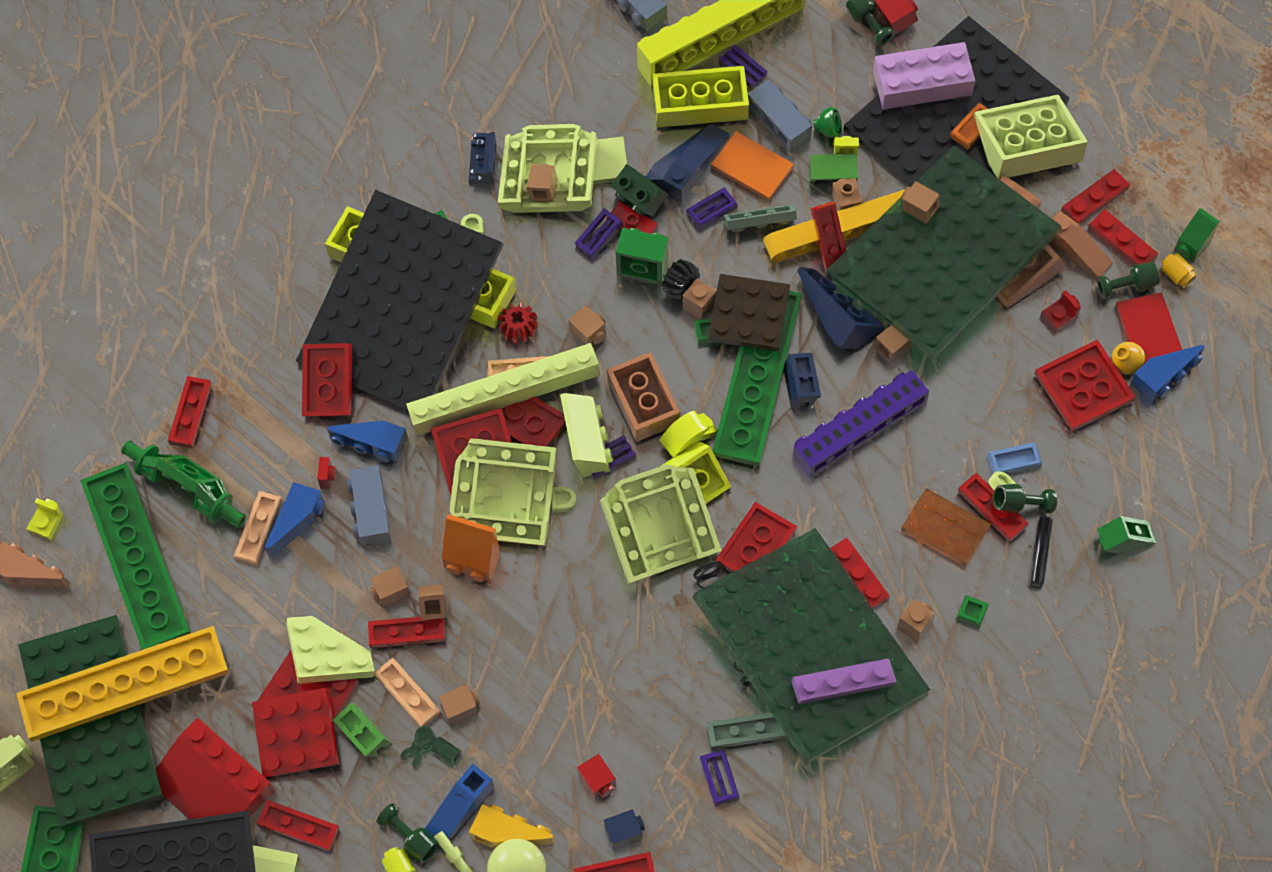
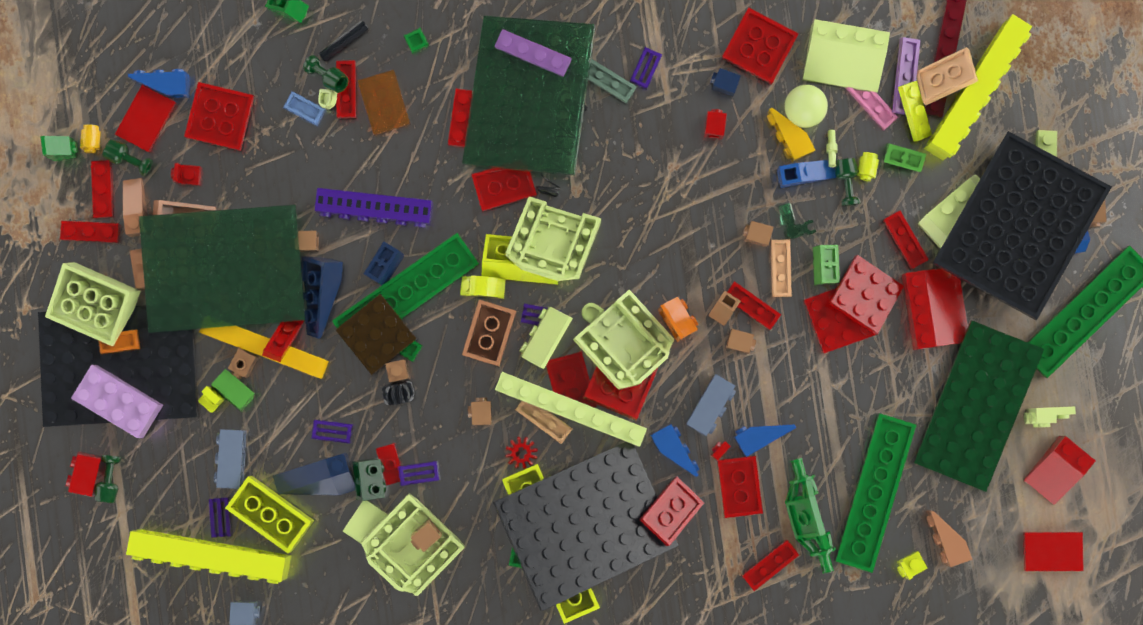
camera: 145 degrees left, 20 degrees up
(121, 683) = (946, 407): yellow plate -> none
(258, 528) = (787, 450): light nougat tile -> none
(277, 456) = (740, 486): none -> red plate
(325, 653) = (810, 331): yellowish green plate -> none
(473, 222) = (491, 549): yellowish green tile -> none
(482, 158) = (445, 593): dark blue hinge -> none
(642, 255) = (407, 429): green brick -> none
(752, 166) = (280, 439): orange tile -> none
(760, 218) = (309, 396): sand green plate -> none
(829, 123) = (205, 425): green brick -> none
(916, 620) = (454, 59): medium nougat brick -> none
(920, 201) = (209, 307): medium nougat brick -> none
(1128, 357) = (177, 110): yellow brick -> none

